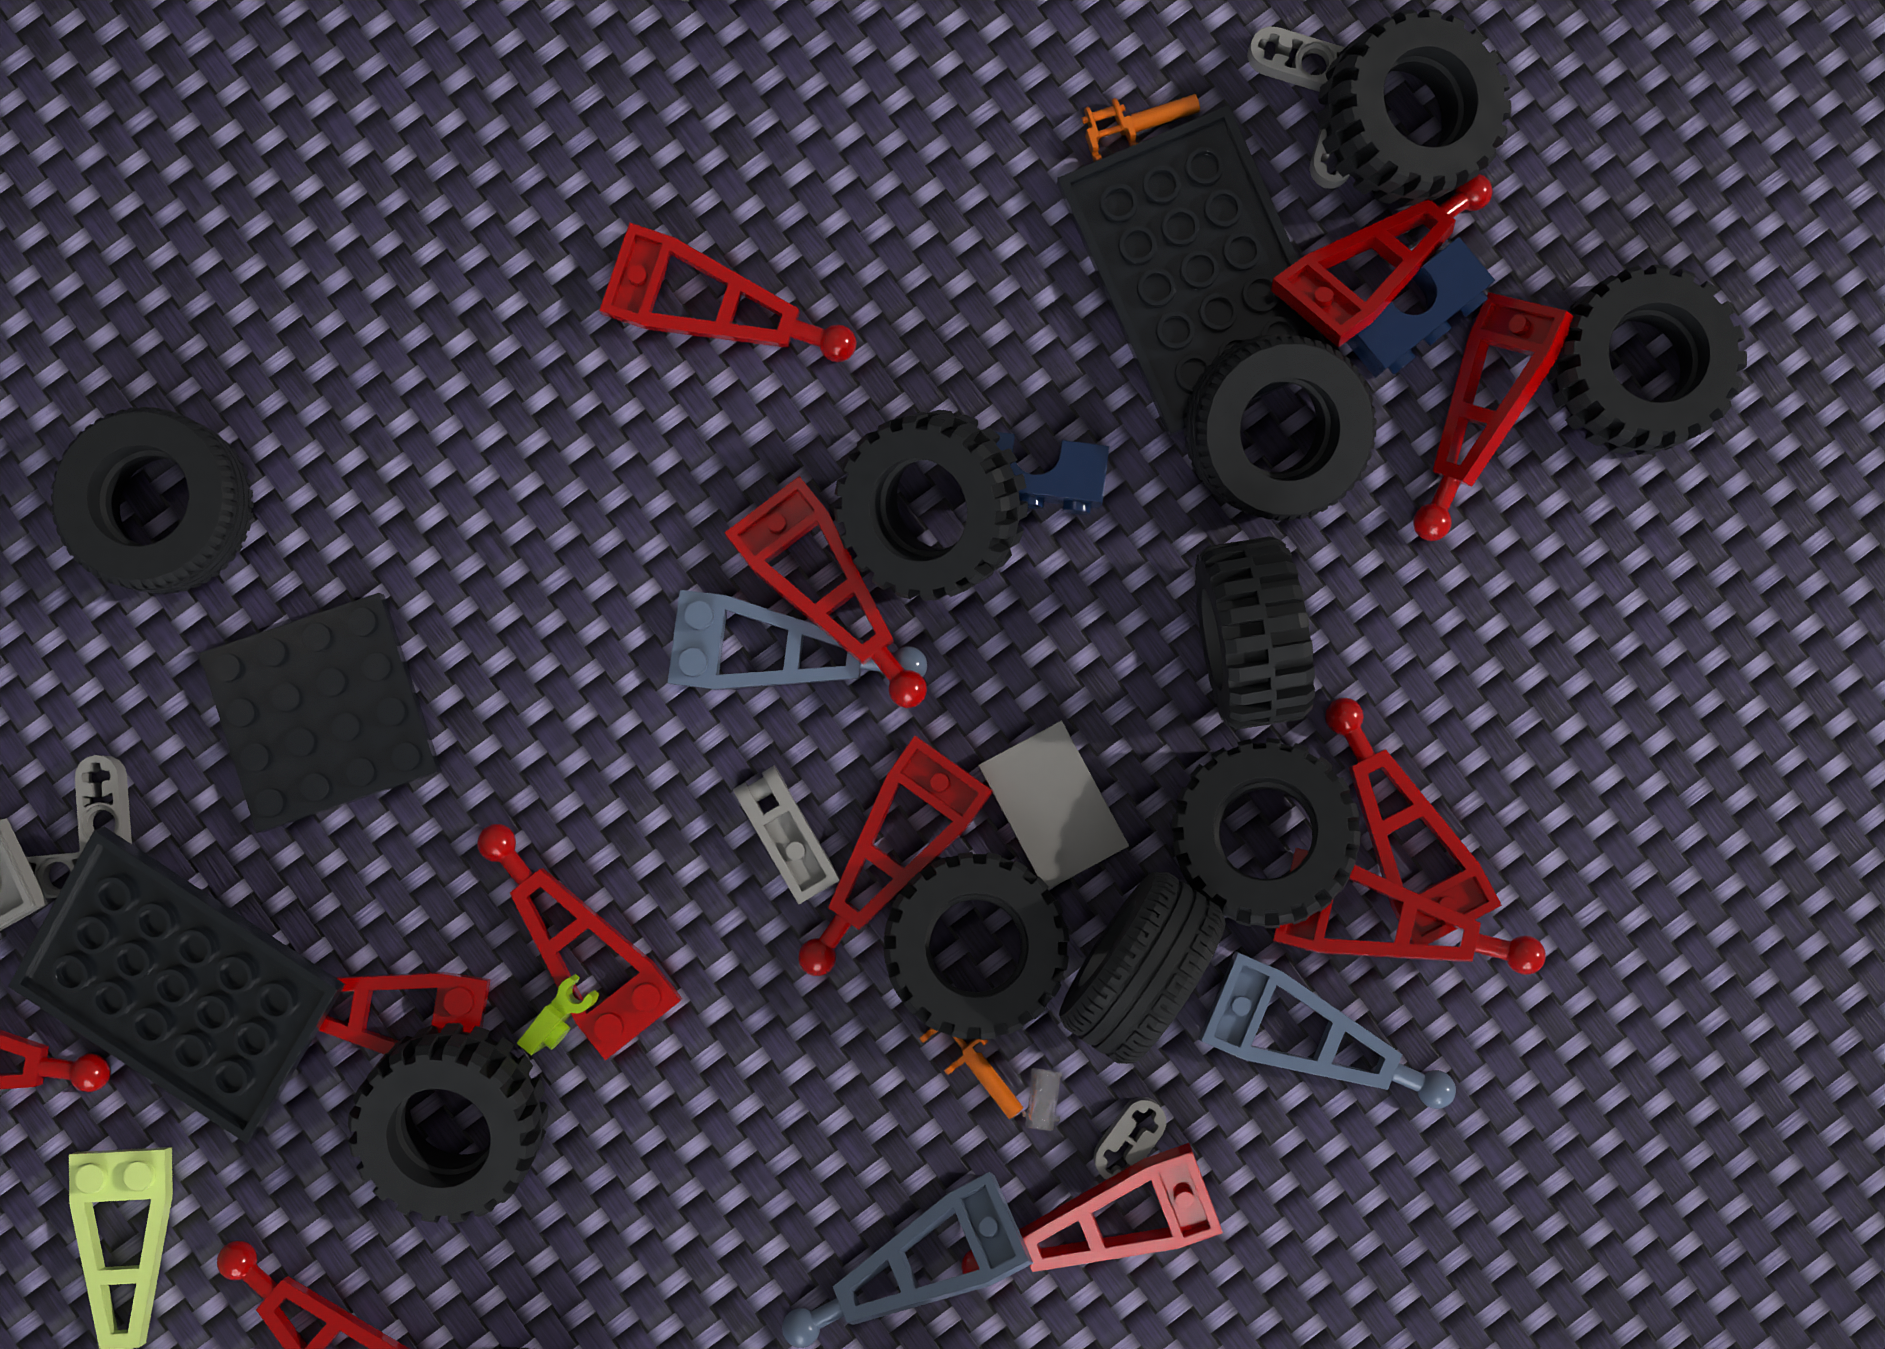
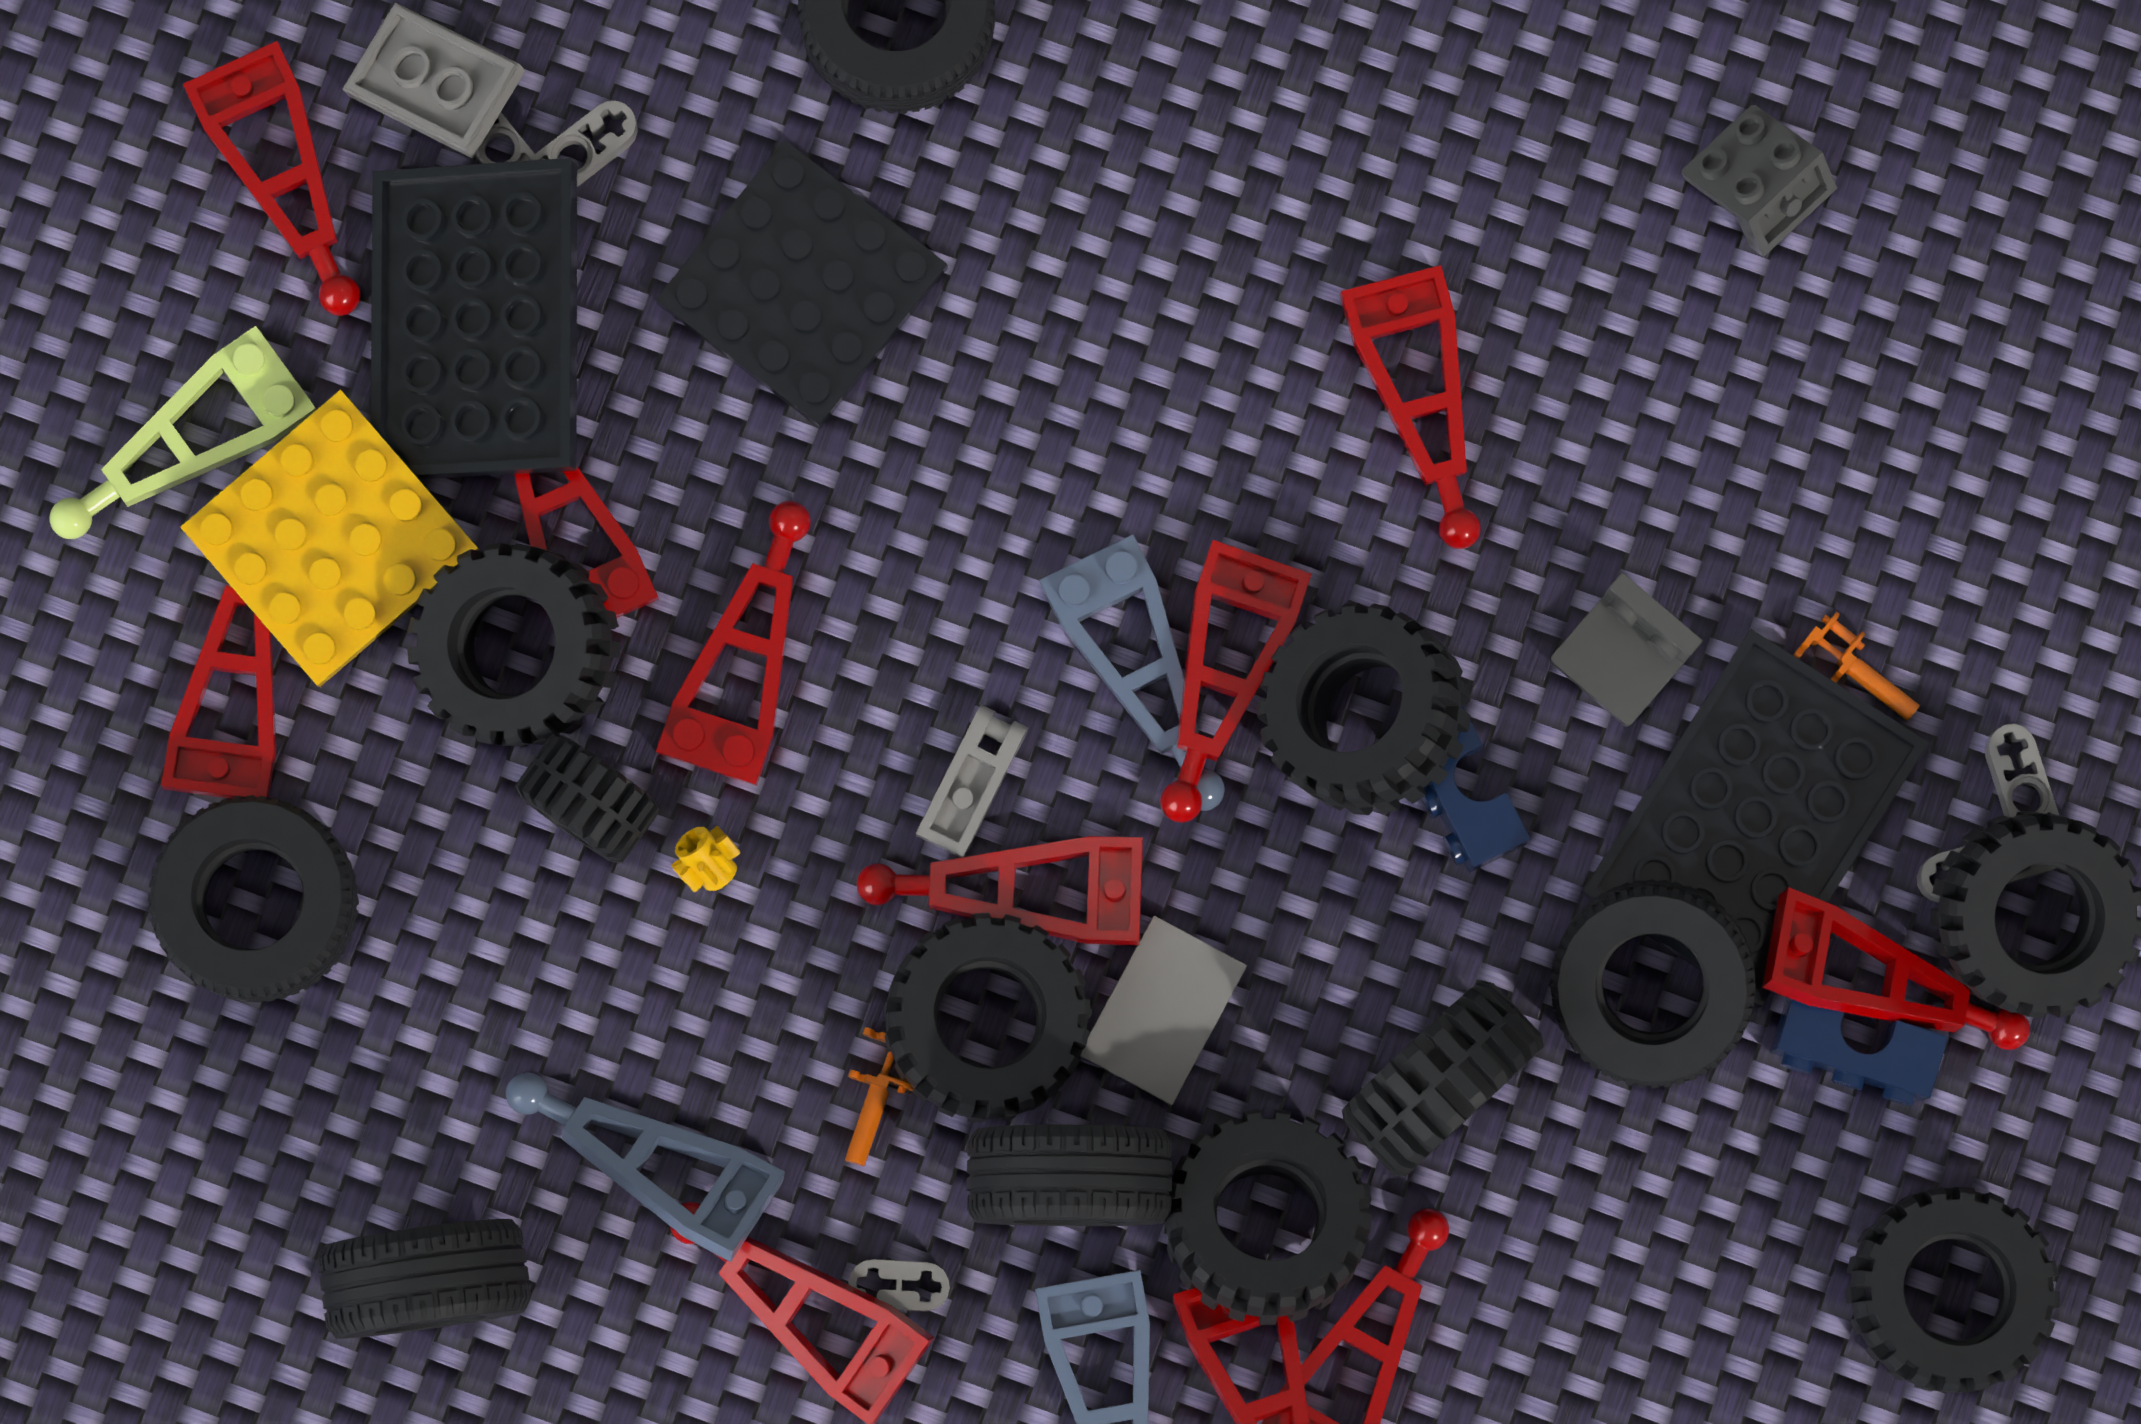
camera: 55 degrees right, 5 degrees down
(268, 1210) = (328, 538): none -> yellow plate
(550, 1024) = (655, 679): lime plate -> none
(606, 1144) = (587, 798): none -> black tyre
(712, 1077) = (705, 858): none -> yellow gear
(1011, 280) = (1625, 650): none -> dark grey bracket
(1043, 1100) = (883, 1179): clear pin -> none
(1507, 325) = (1900, 1145): red plate -> none

